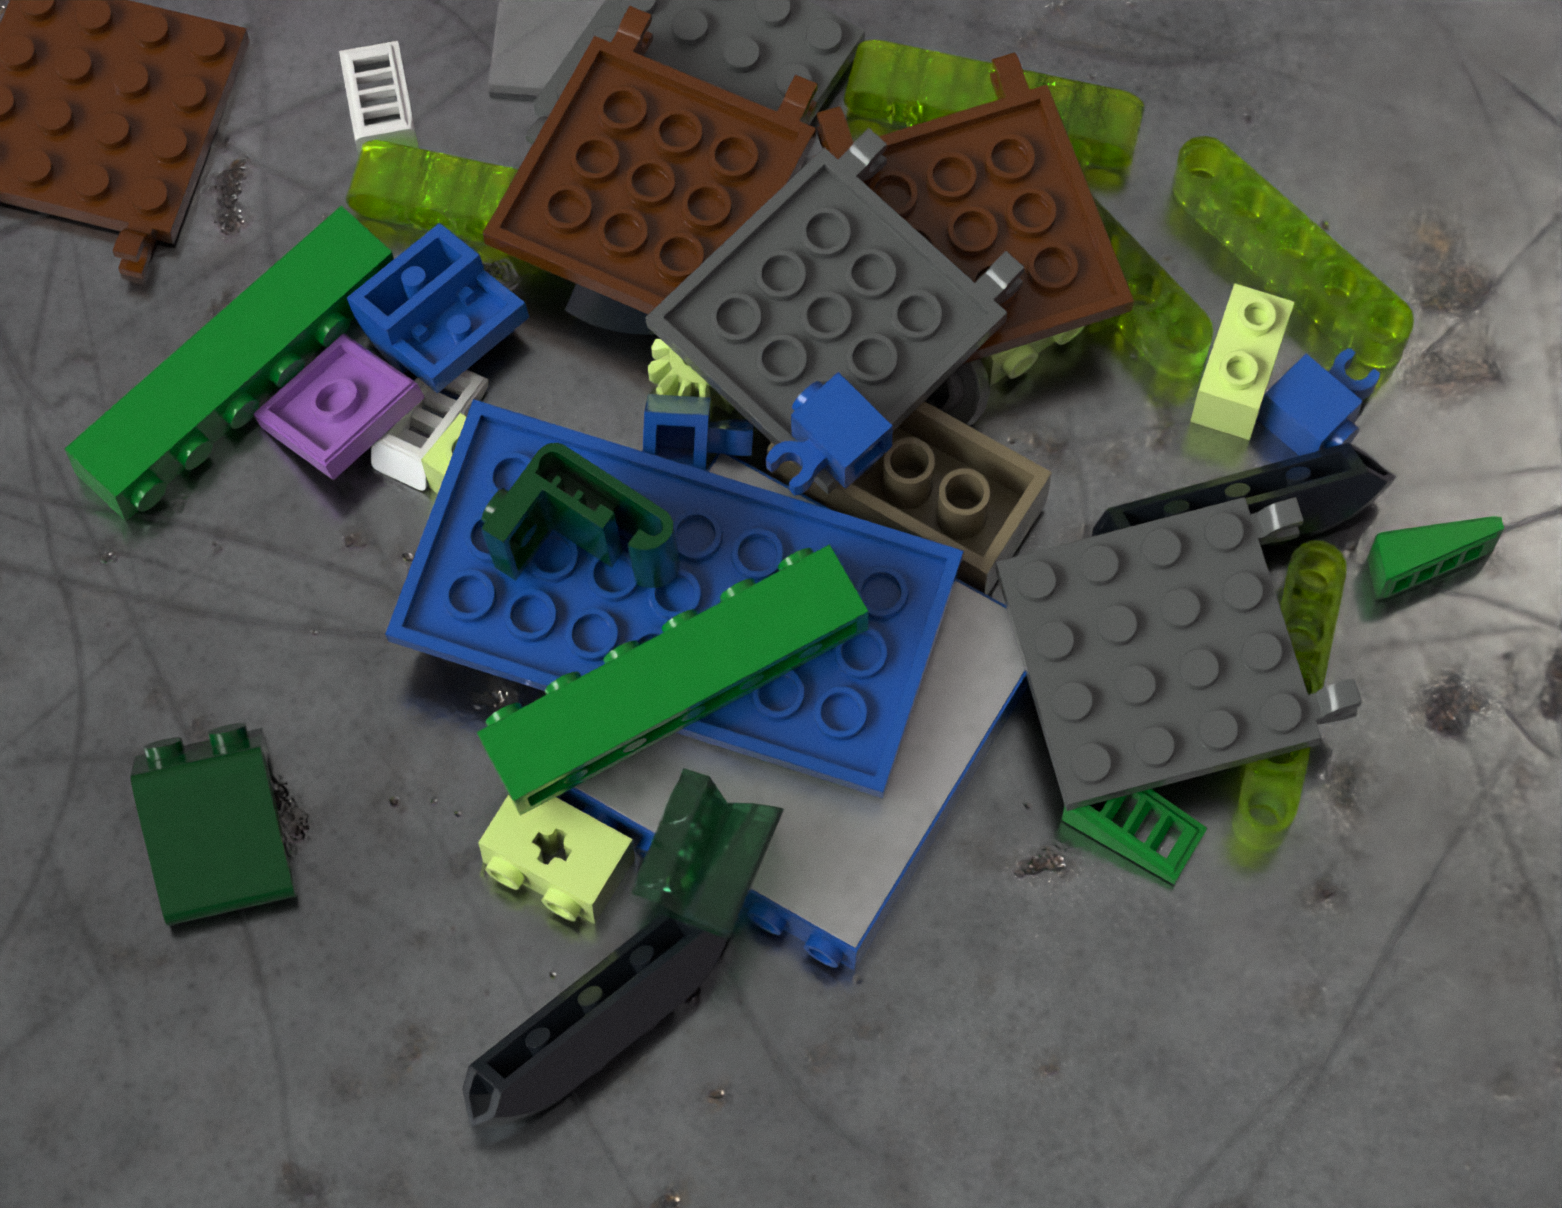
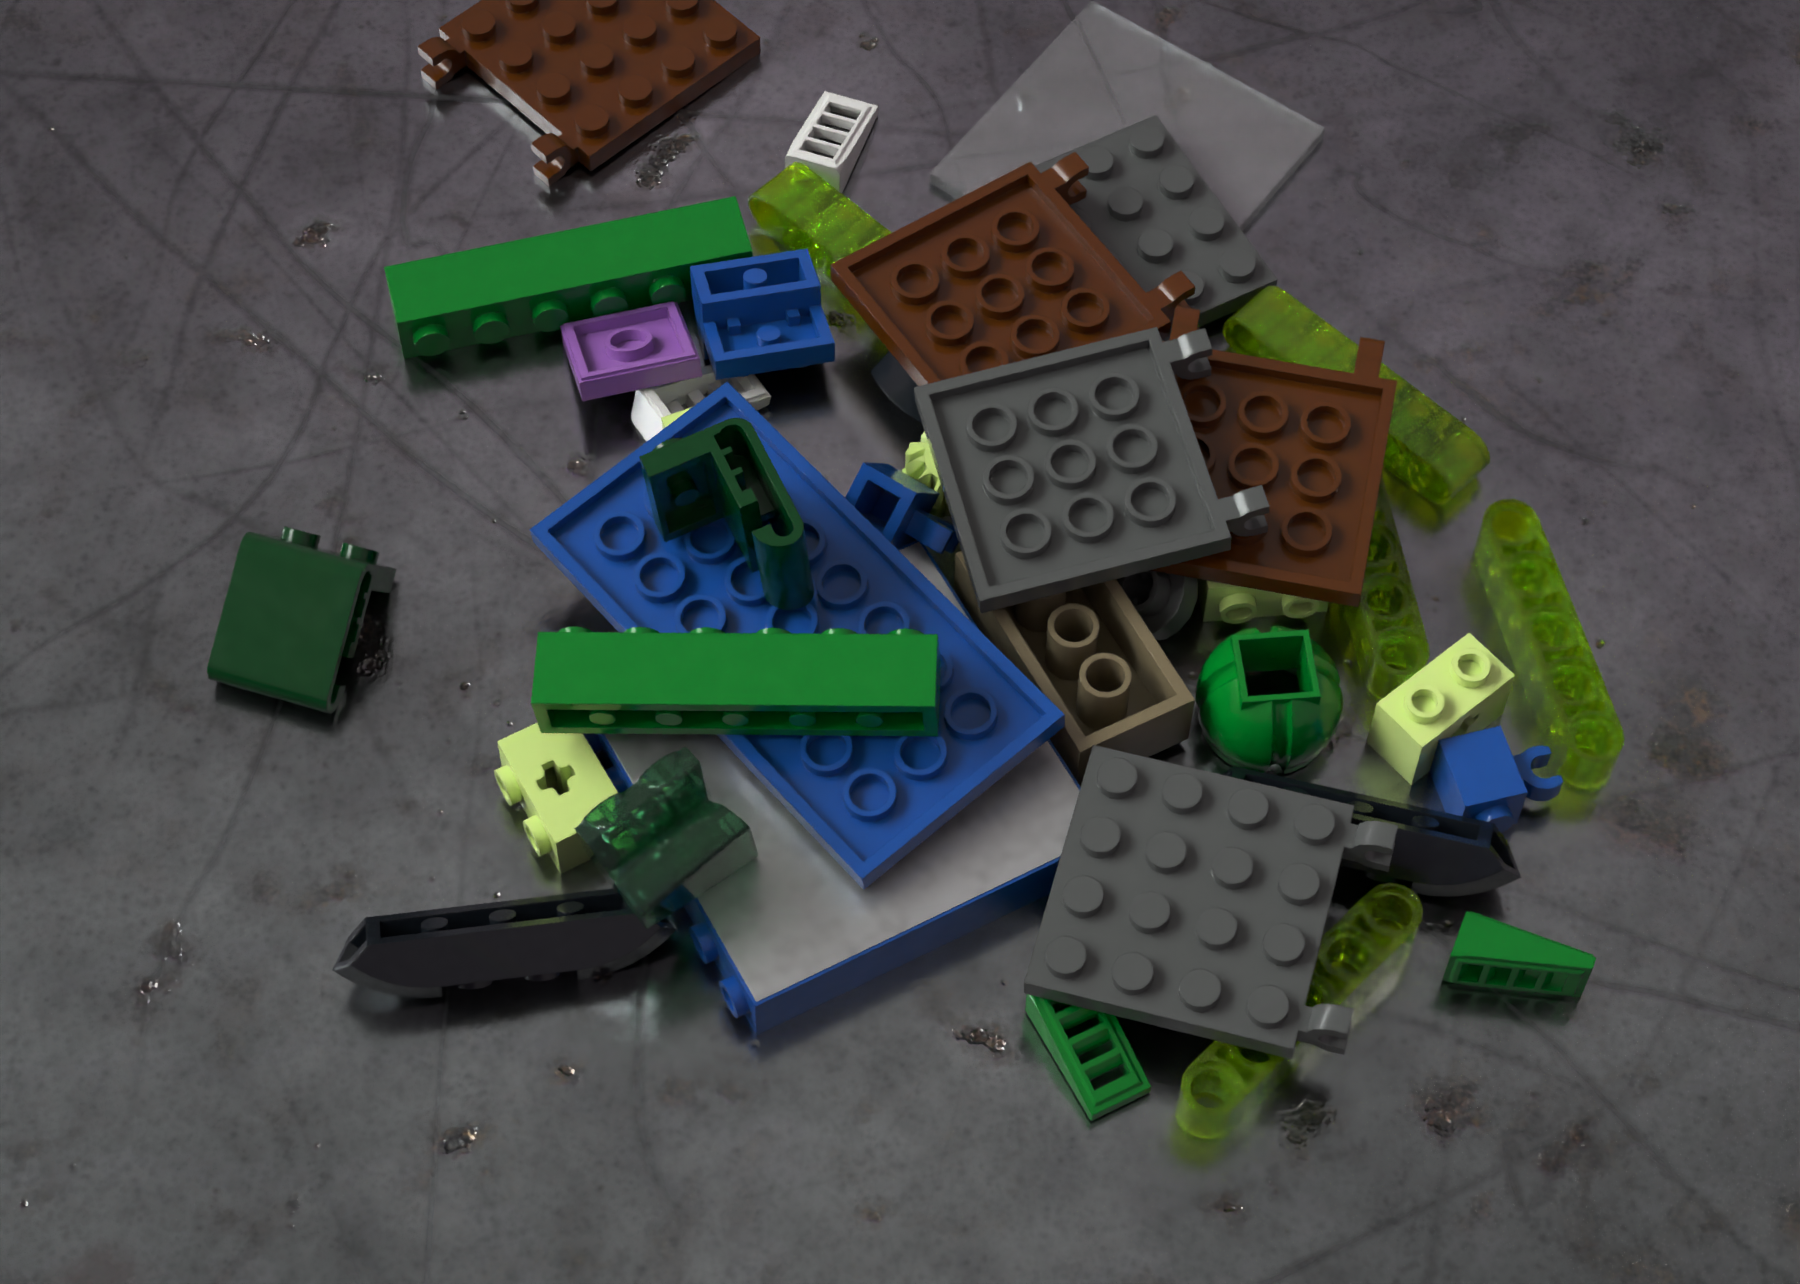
camera: 30 degrees right, 10 degrees down
(833, 432) = (1008, 553): blue brick -> none
(1077, 464) = (1273, 727): none -> green piece

